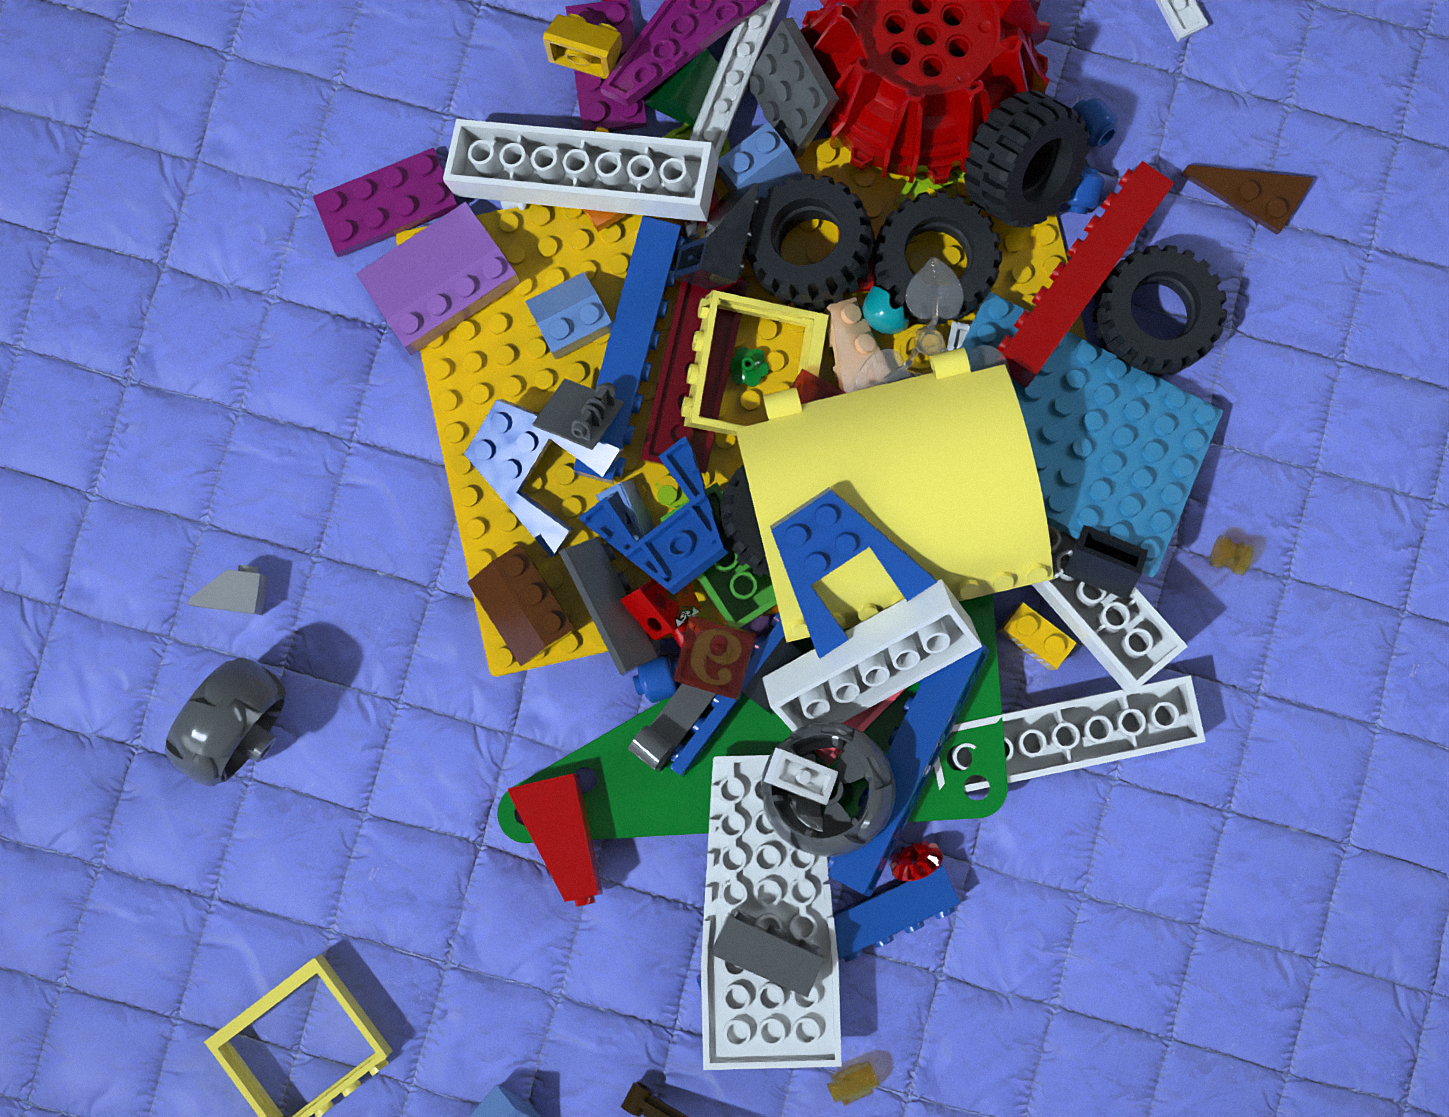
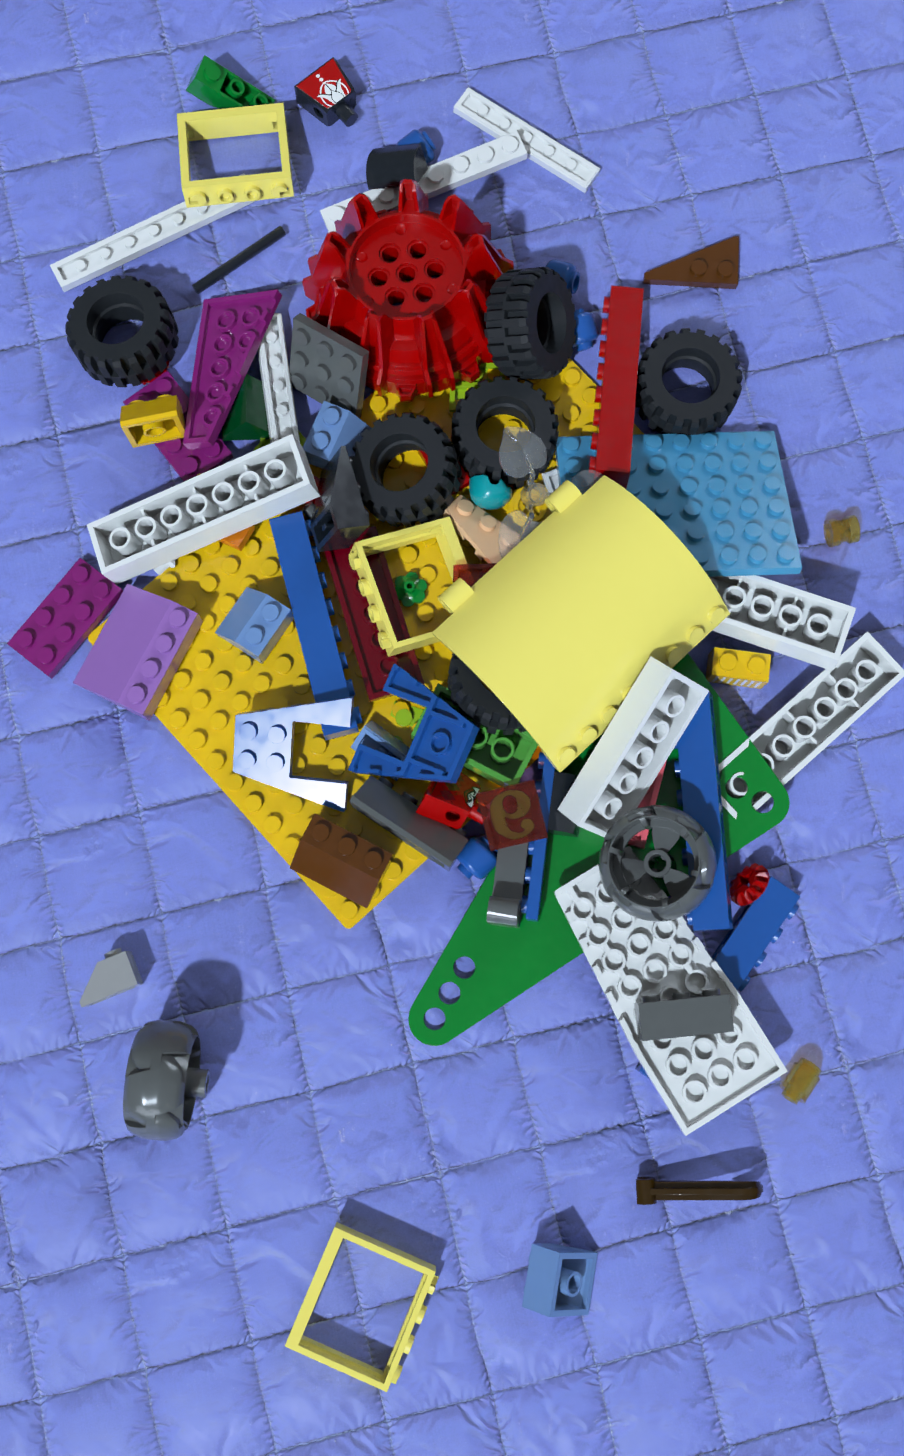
camera: 30 degrees left, 5 degrees down
(561, 832) = (468, 1015): red slope -> none
(579, 412) = (305, 688): dark grey hinge -> none
(801, 776) = (633, 863): white plate -> none
(822, 538) = (546, 675): blue wing -> none
(1105, 562) = (761, 580): black brick -> none

